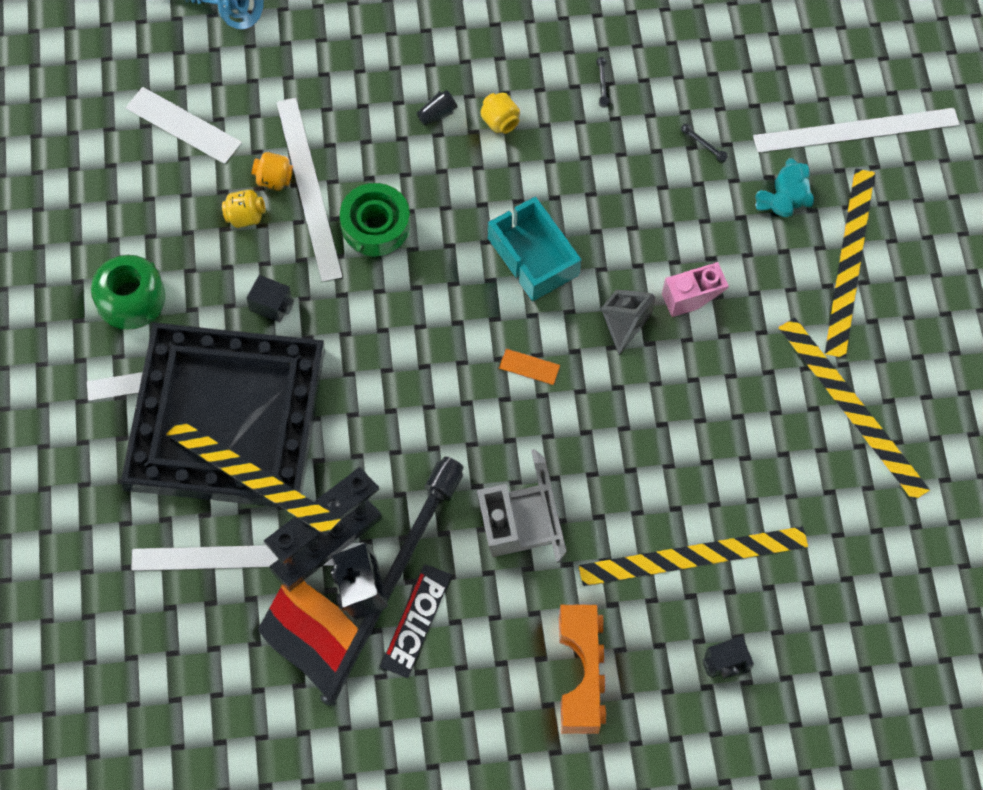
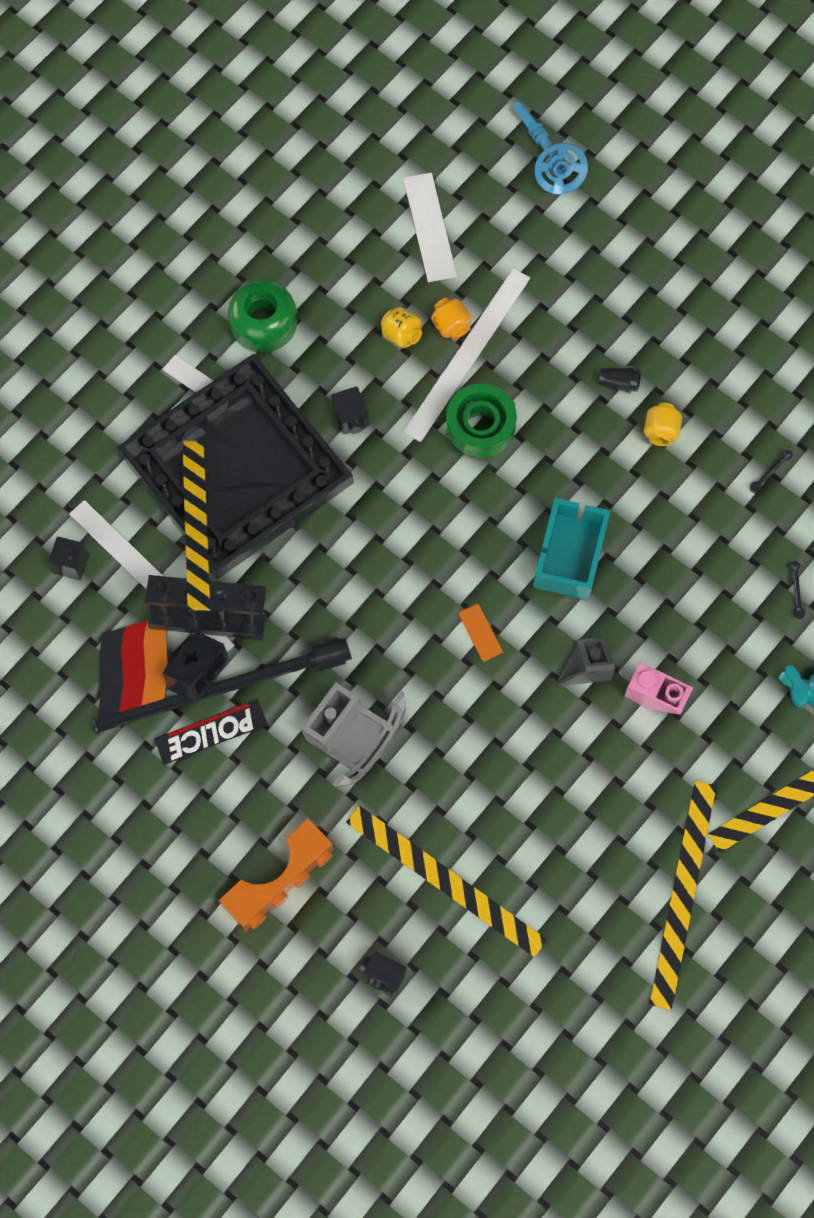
camera: 50 degrees right, 5 degrees up
(171, 599) = (68, 558): none -> black brick

